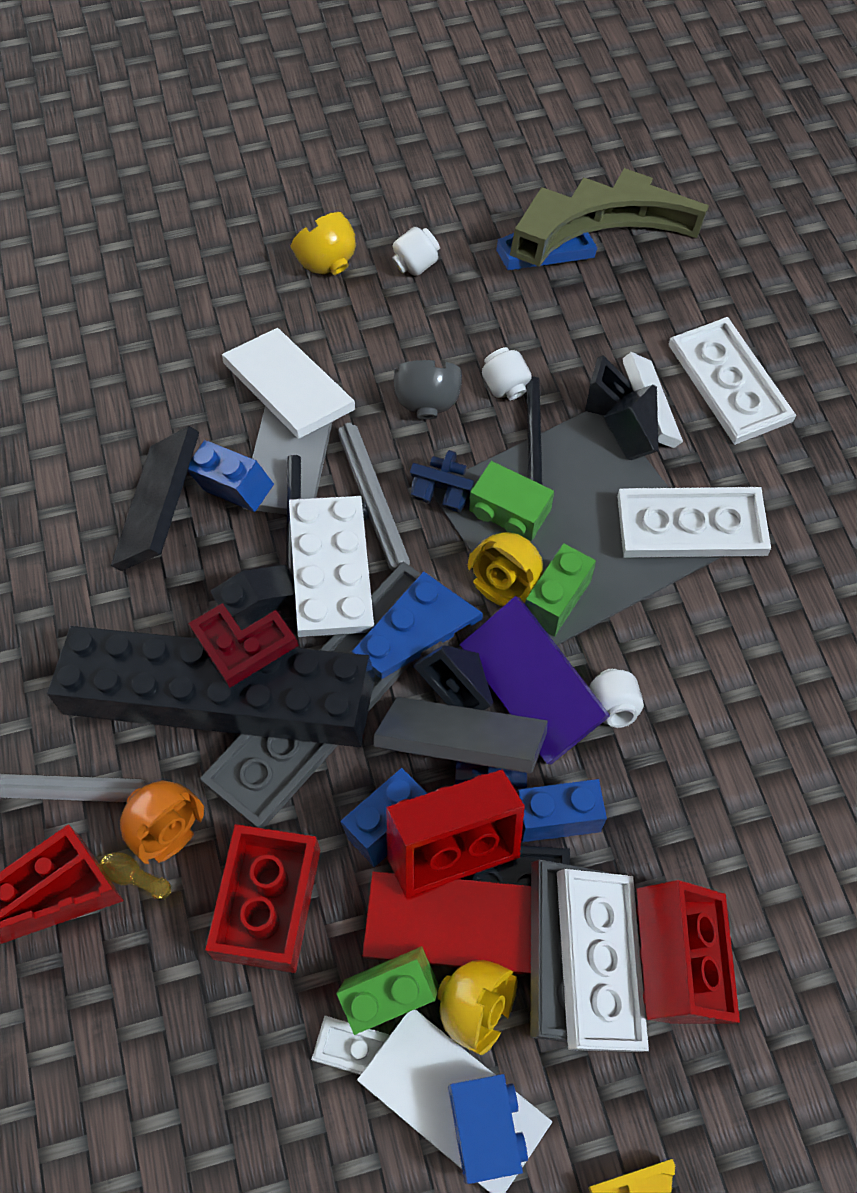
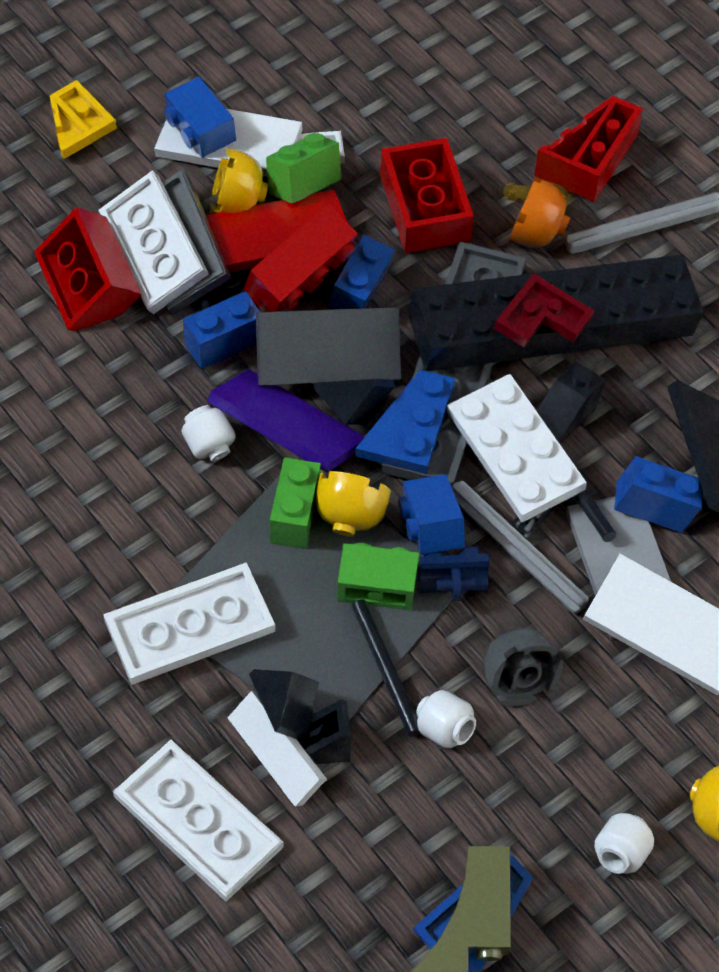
camera: 155 degrees right, 5 degrees down
(439, 529) = (432, 514): none -> blue brick

